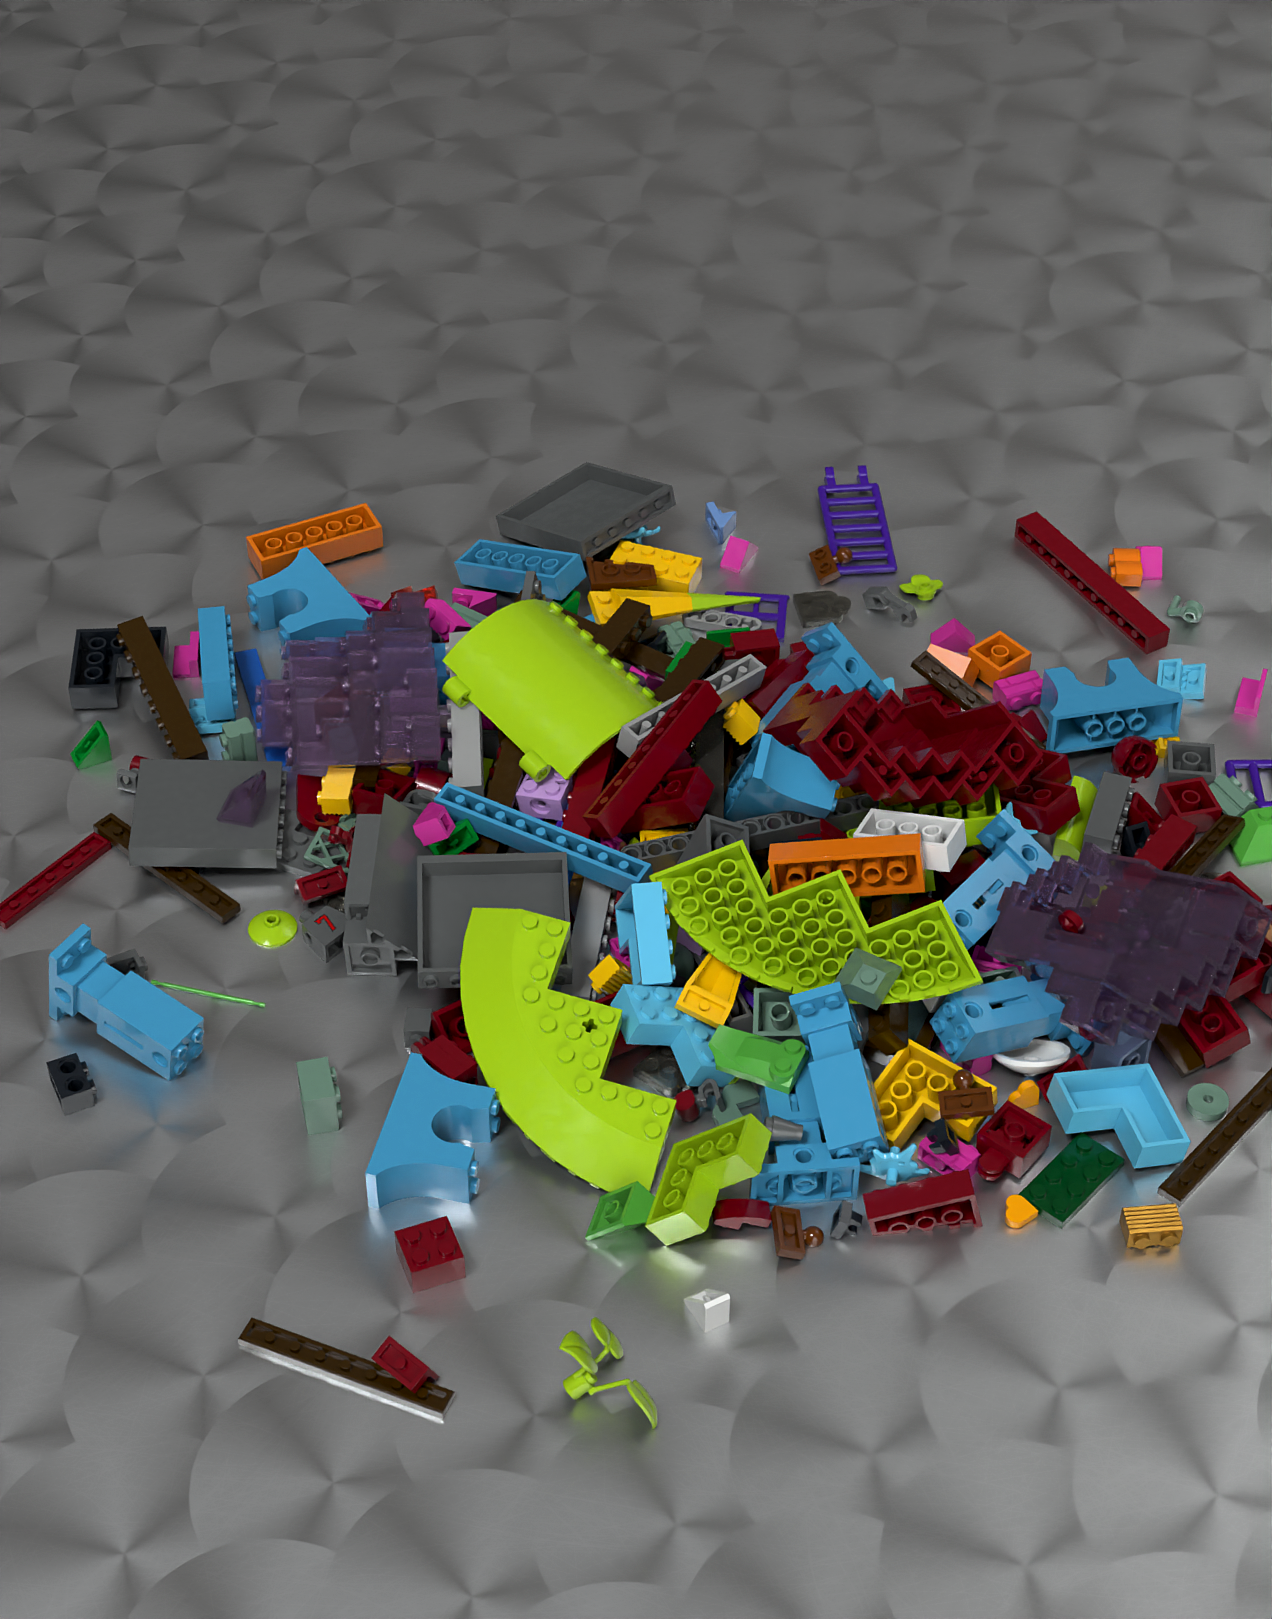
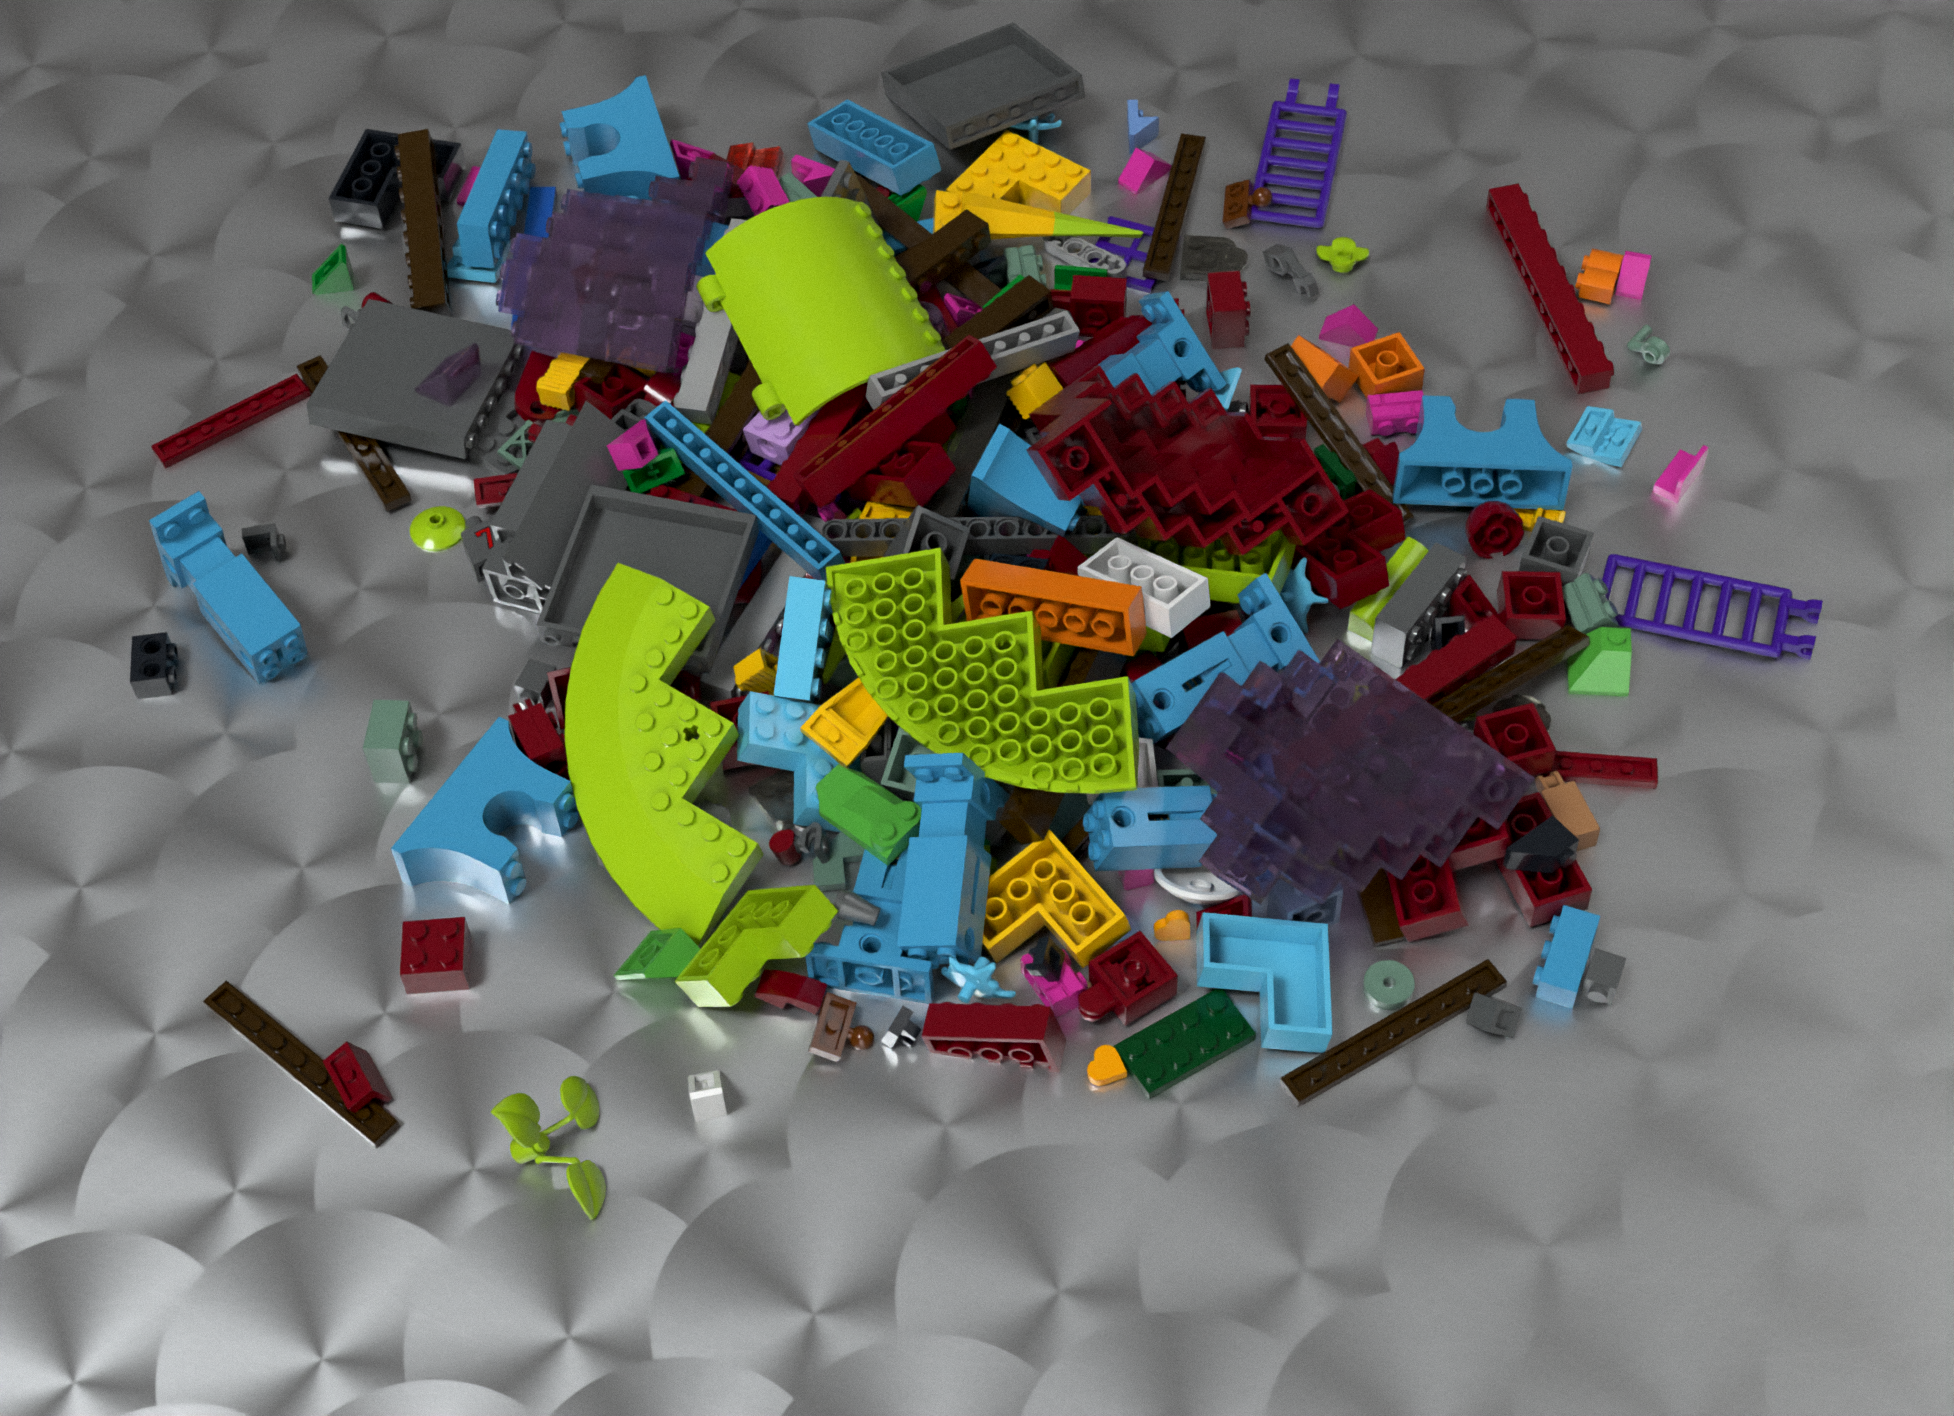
camera: 20 degrees right, 10 degrees up
(208, 993) = (339, 591): bright green piece -> none
(238, 741) = (480, 297): sand green brick -> none
(326, 536) = (672, 65): orange brick -> none
(618, 576) = (977, 176): reddish brown wing -> none
(775, 575) = (1174, 207): none -> dark brown tile
(860, 633) = (1227, 309): none -> dark red brick
(867, 978) = (1009, 752): sand green slope -> none
(966, 1101) = (1081, 924): reddish brown plate -> none
(1071, 921) = (1290, 732): dark red tile -> none
(1151, 1225) = (1248, 1123): pearl gold brick -> none

